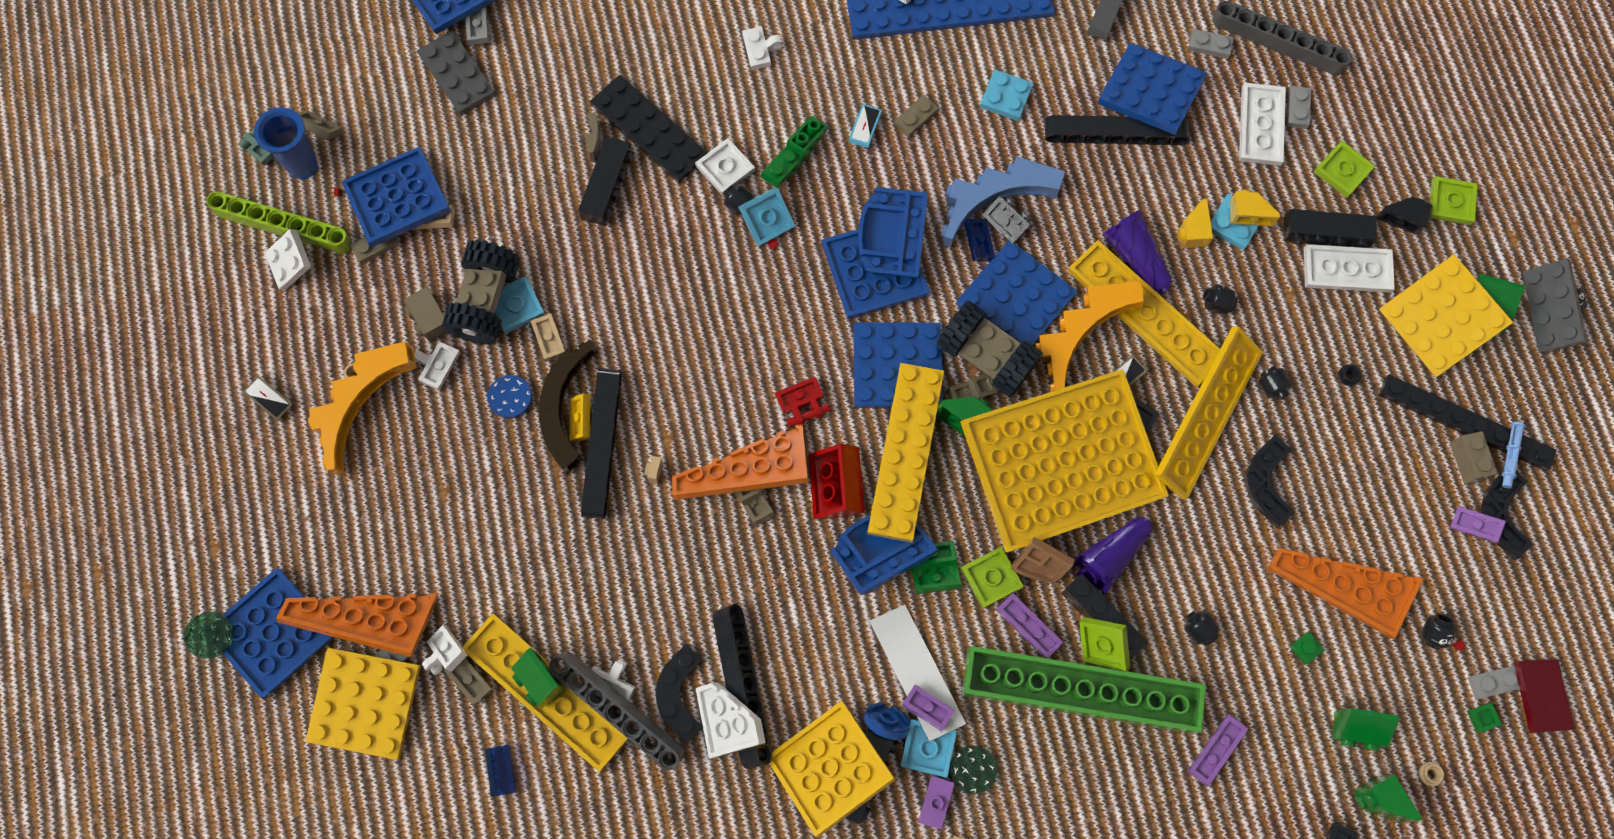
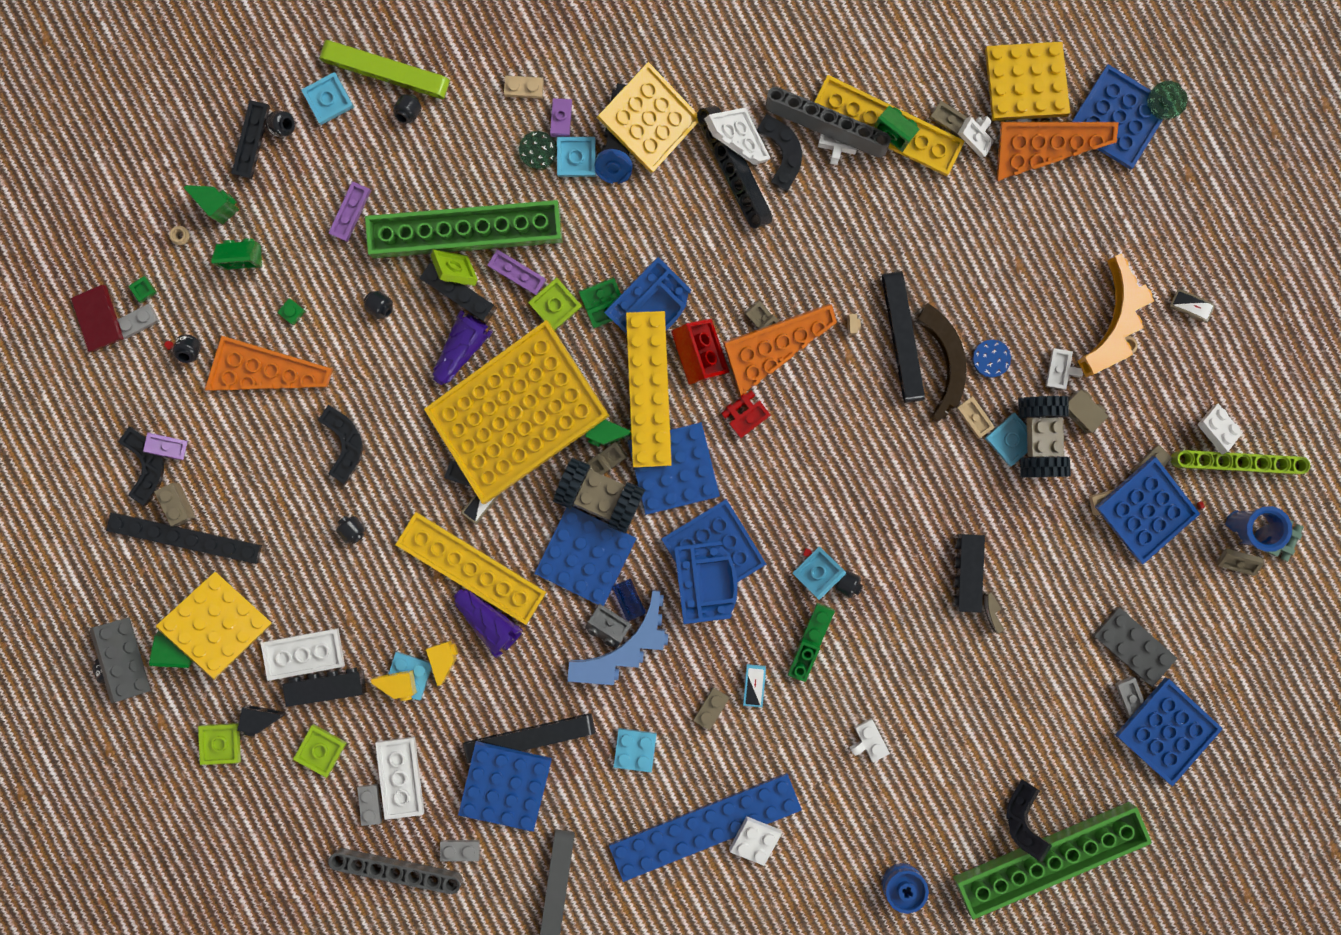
camera: 165 degrees right, 15 degrees up
(500, 770) = (903, 57): clear blue plate -> none
(579, 418) = (927, 353): yellow plate -> none
(648, 128) = (946, 635): black plate -> none
(725, 166) = (868, 614): white plate -> none
(914, 663) = (598, 214): white sticker -> none
(928, 708) = (583, 183): medium lavender plate -> none
(1042, 562) = (520, 322): medium nougat plate -> none
(1103, 304) = (529, 538): light orange arch -> none
(1209, 413) = (402, 489): yellow plate -> none
(1220, 299) = (410, 595): black head -> none
(1353, 370) = (283, 555): black plate -> none
(1512, 454) = (142, 514): light blue piece -> none

